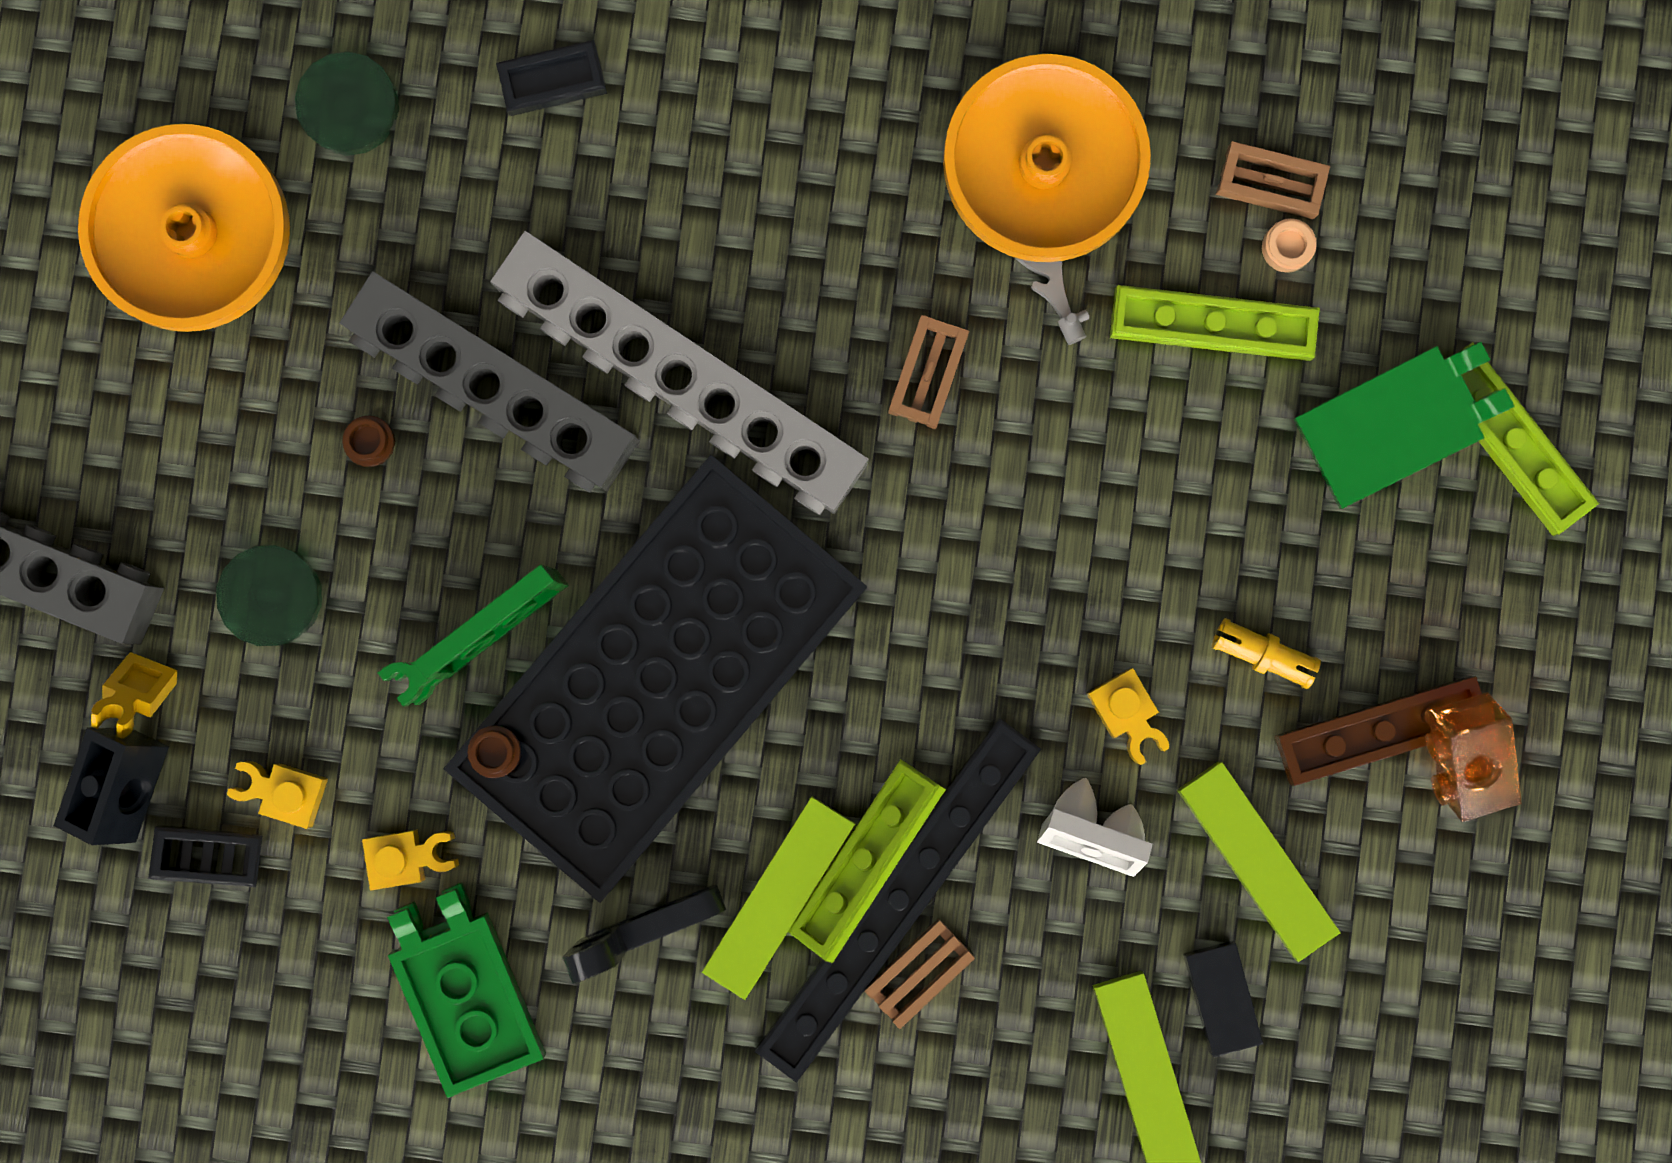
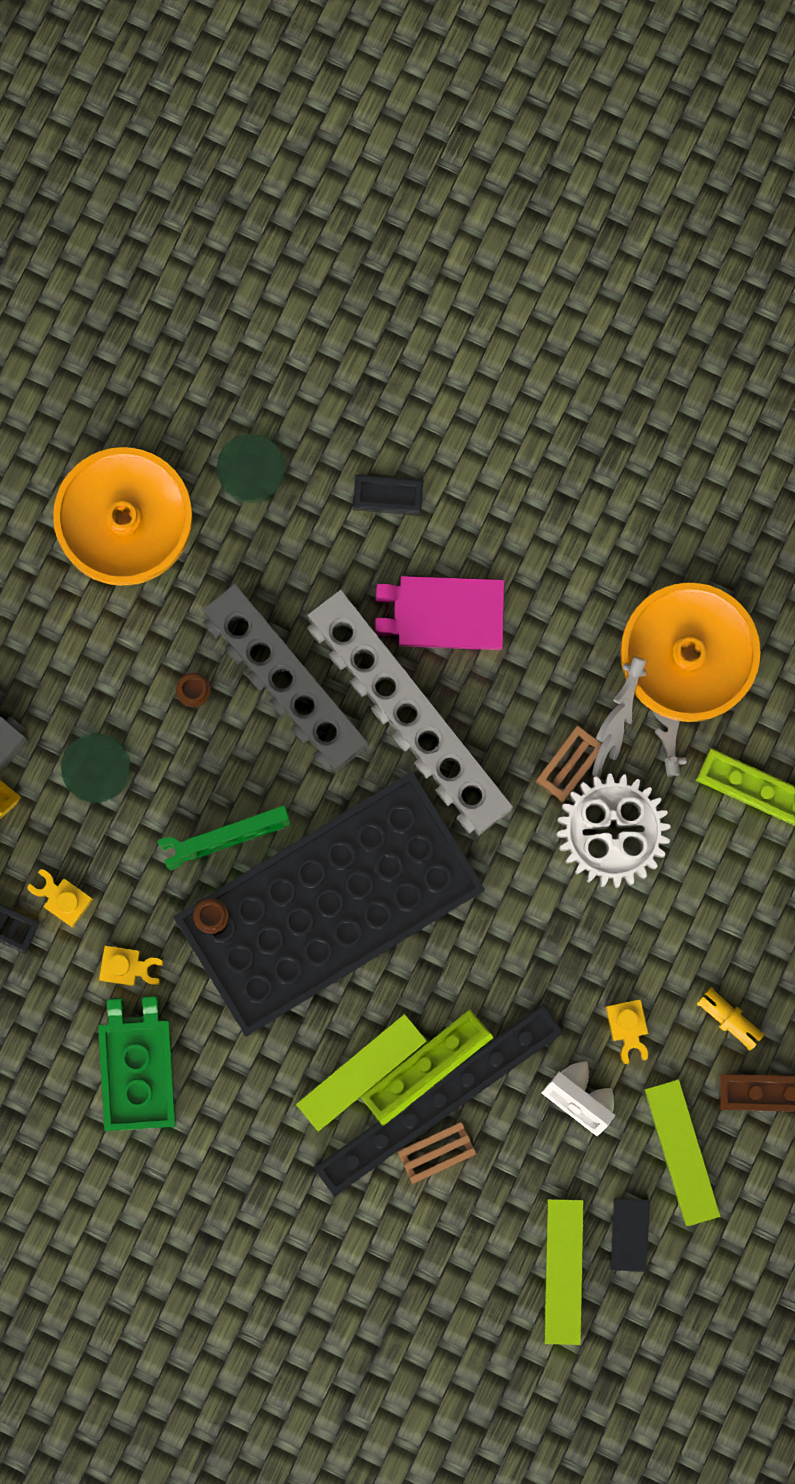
camera: 10 degrees right, 5 degrees down
(609, 945) = (271, 1062): black beam -> none
(683, 218) = (444, 612): none -> dark pink tile
(972, 302) = (612, 729): none -> light grey piece
(1001, 402) = (616, 862): none -> white gear

